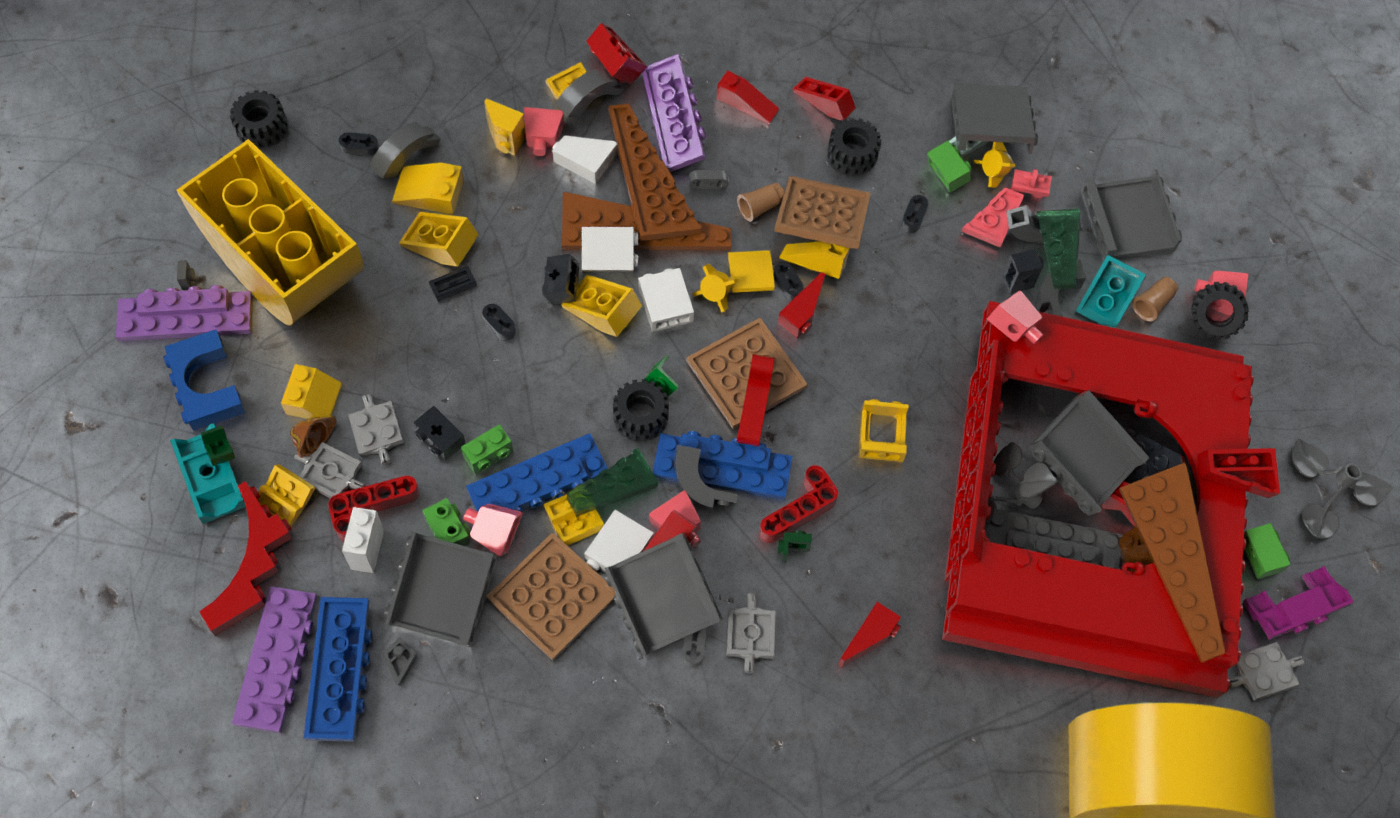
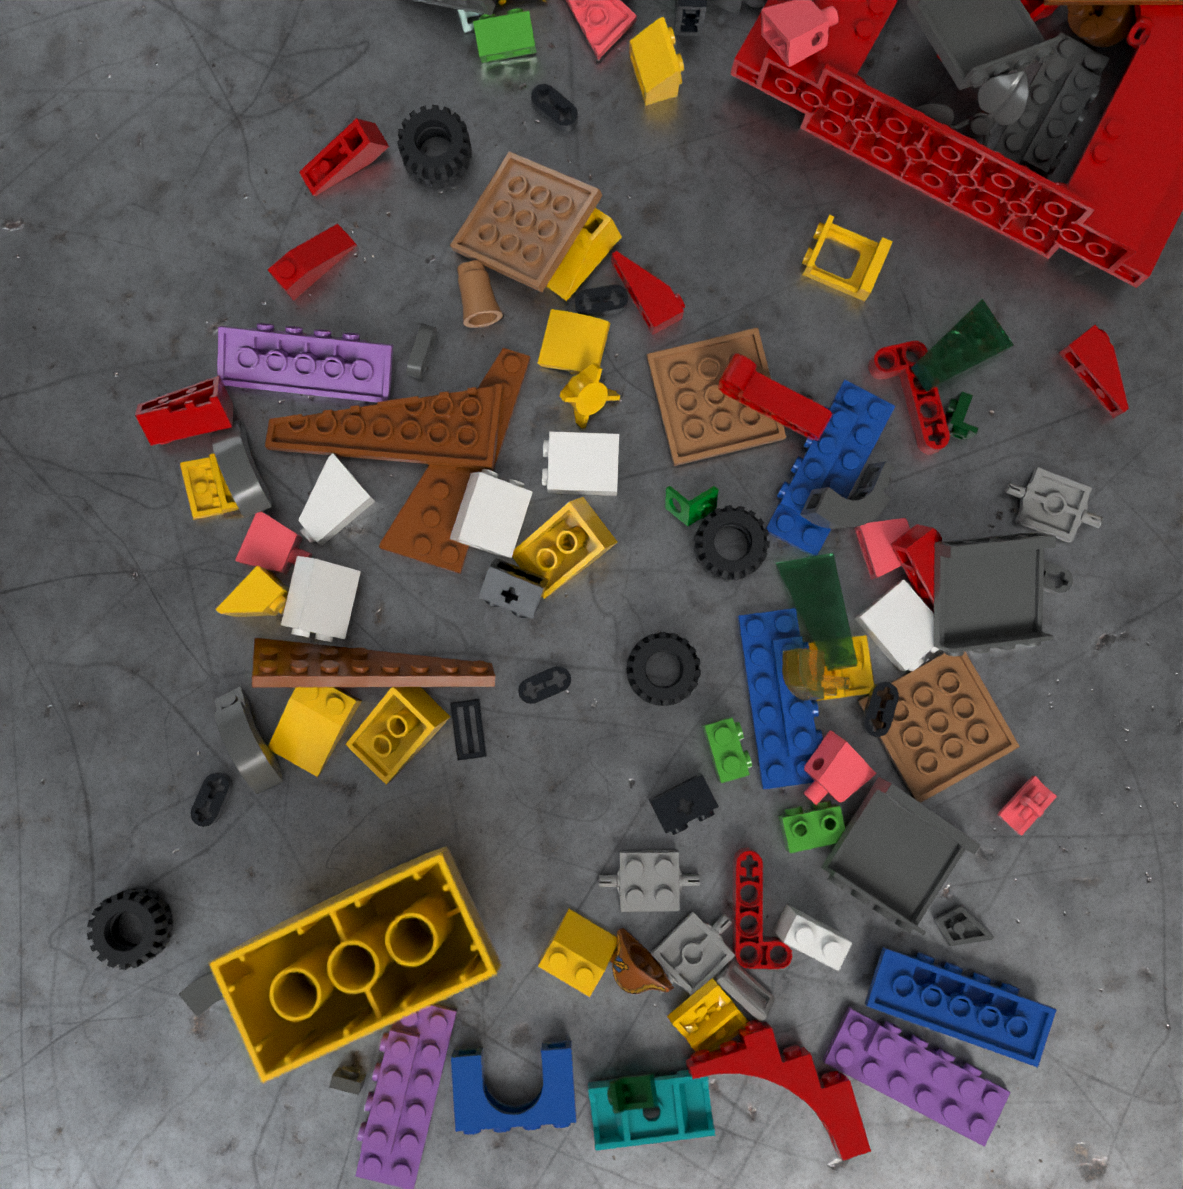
camera: 70 degrees left, 20 degrees up
(311, 514) = (745, 990): none -> light grey tile
(470, 181) = (316, 665): none -> dark orange wing
(508, 675) = (1027, 805): none -> coral hips
(513, 162) = (320, 599): none -> white brick
(533, 374) = (687, 659): none -> black tyre
(549, 545) = (887, 710): none -> black beam
(556, 477) = (805, 675): none -> clear yellow brick
(851, 532) = (967, 345): none -> clear green wing
(971, 264) = (656, 62): none -> yellow slope

